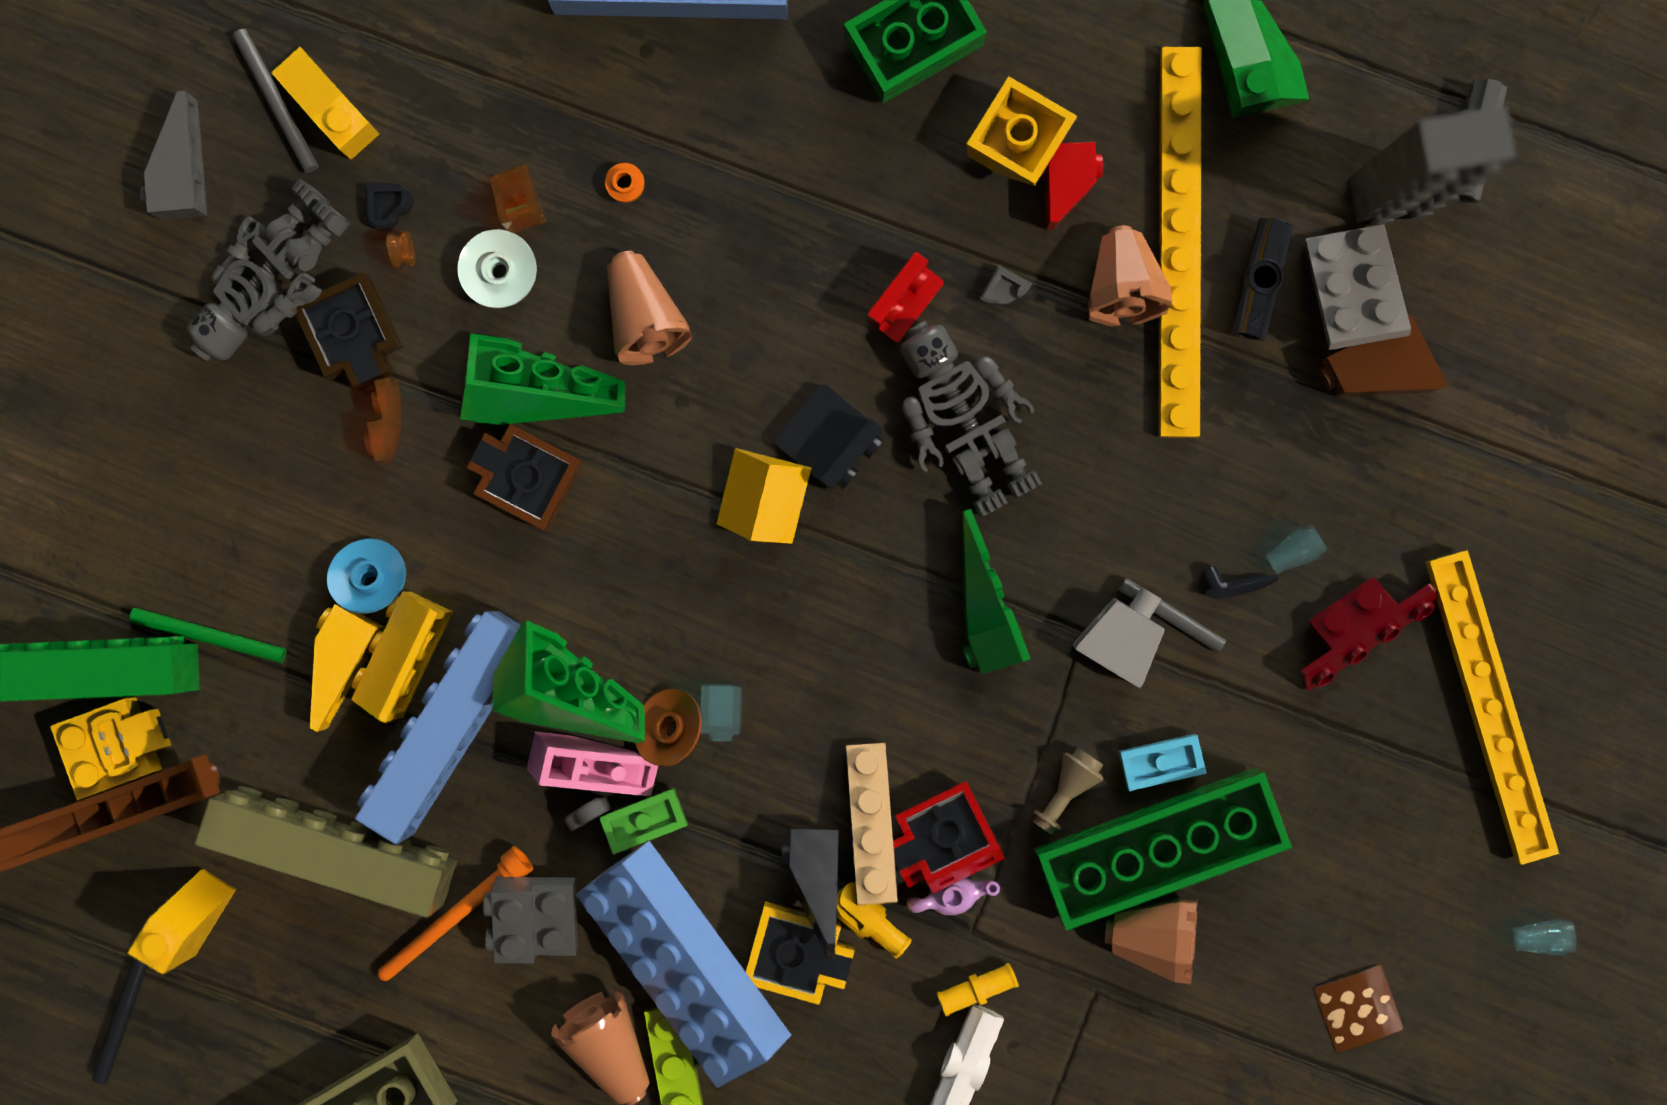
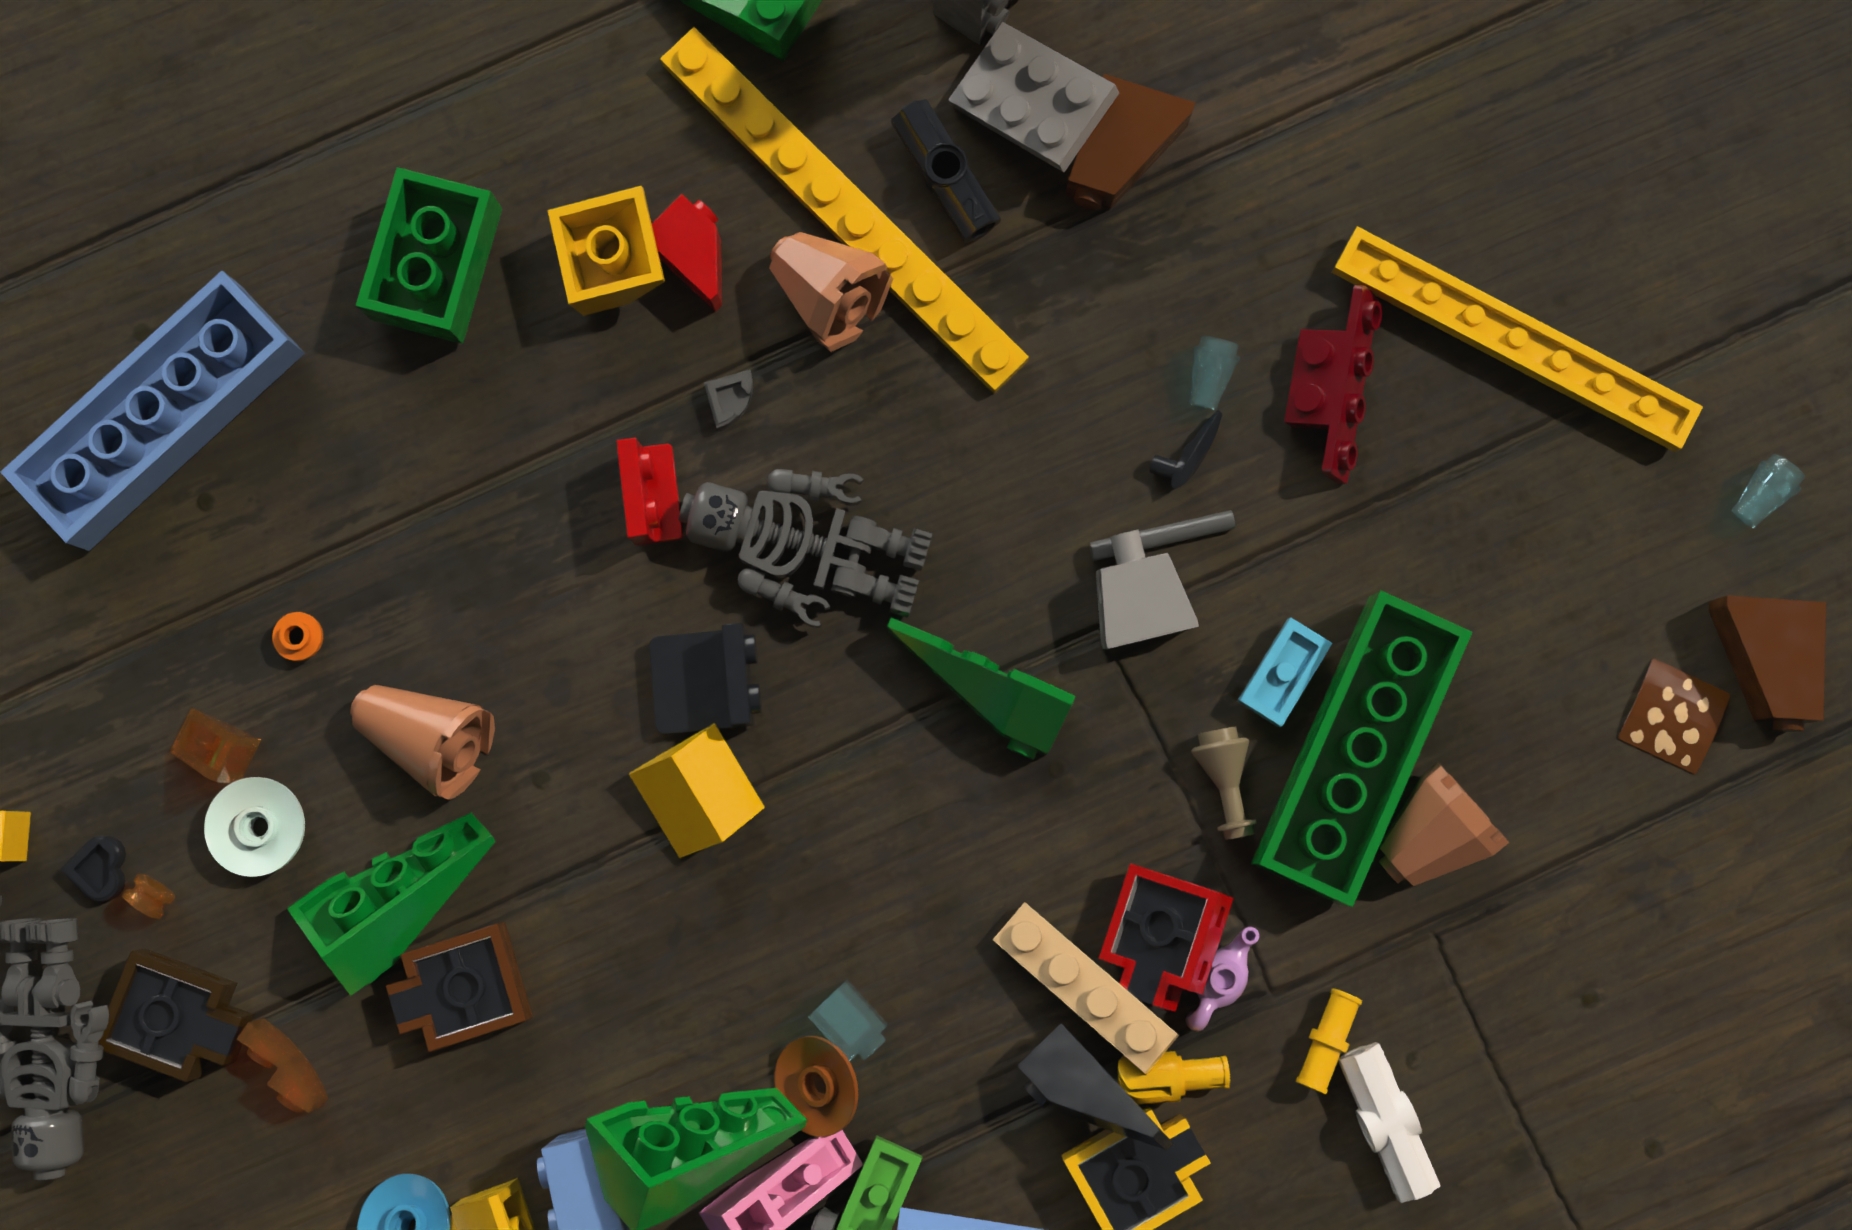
camera: 45 degrees left, 5 degrees down
(1451, 1034) = (1776, 656): none -> reddish brown slope

